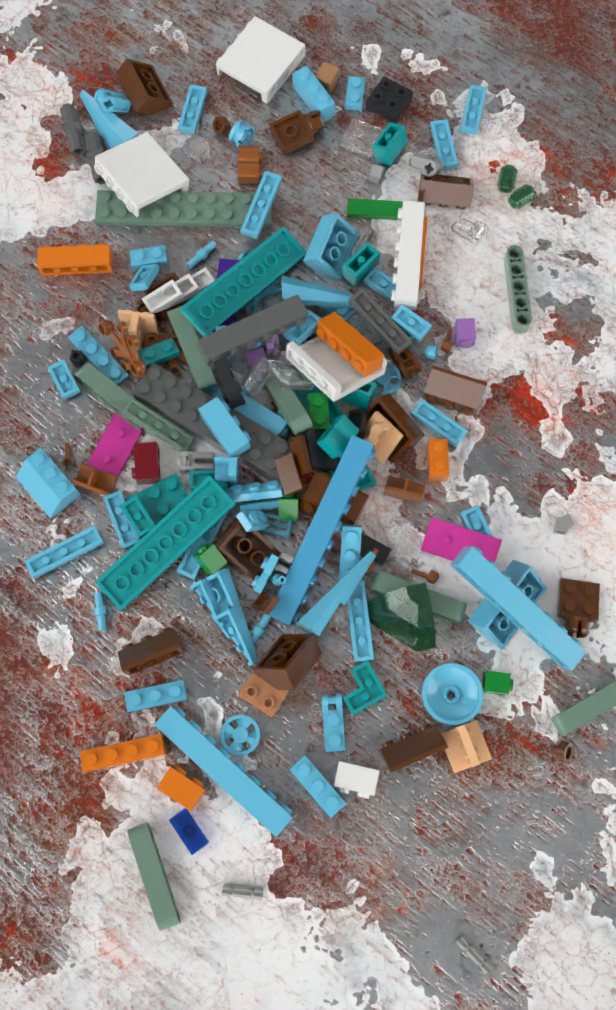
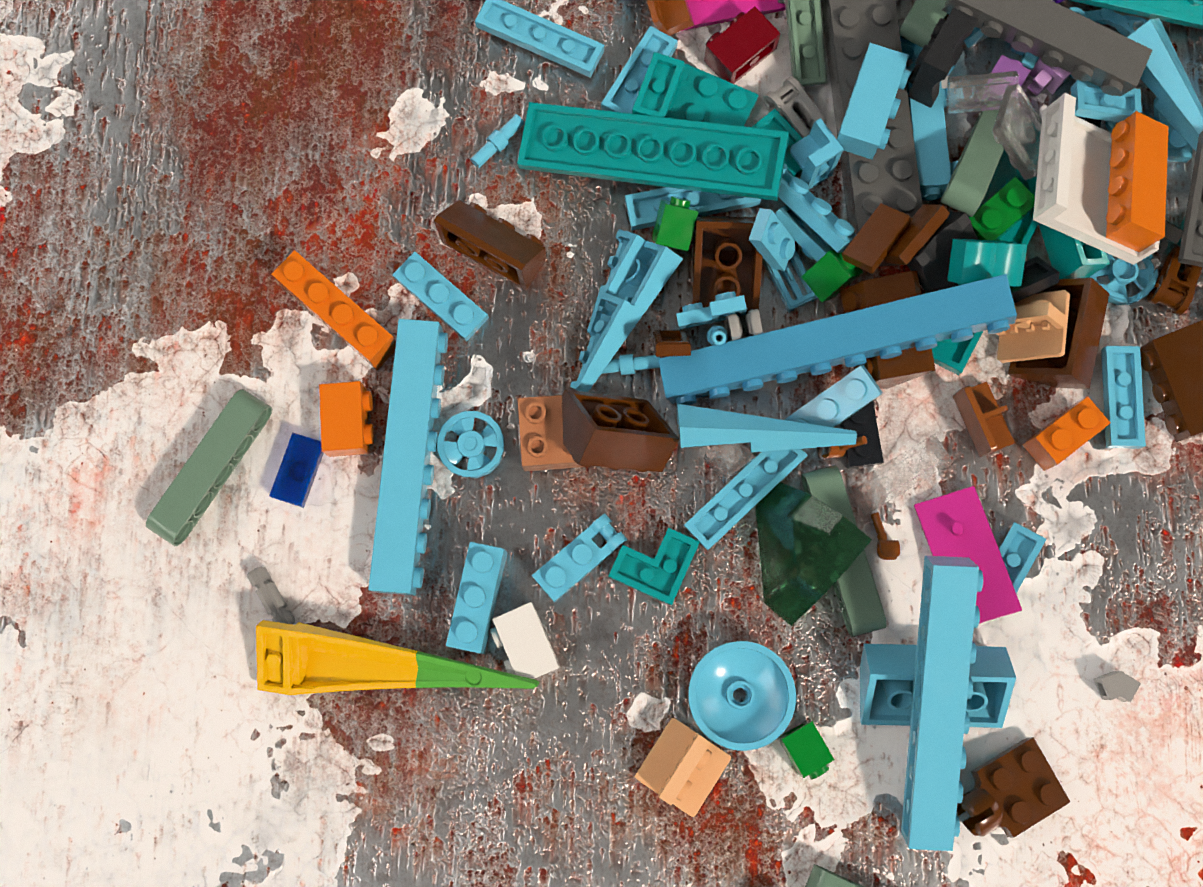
camera: 55 degrees right, 5 degrees up
(293, 885) = (323, 660): none -> yellow plate
(412, 747) = (624, 692): reddish brown slope -> none

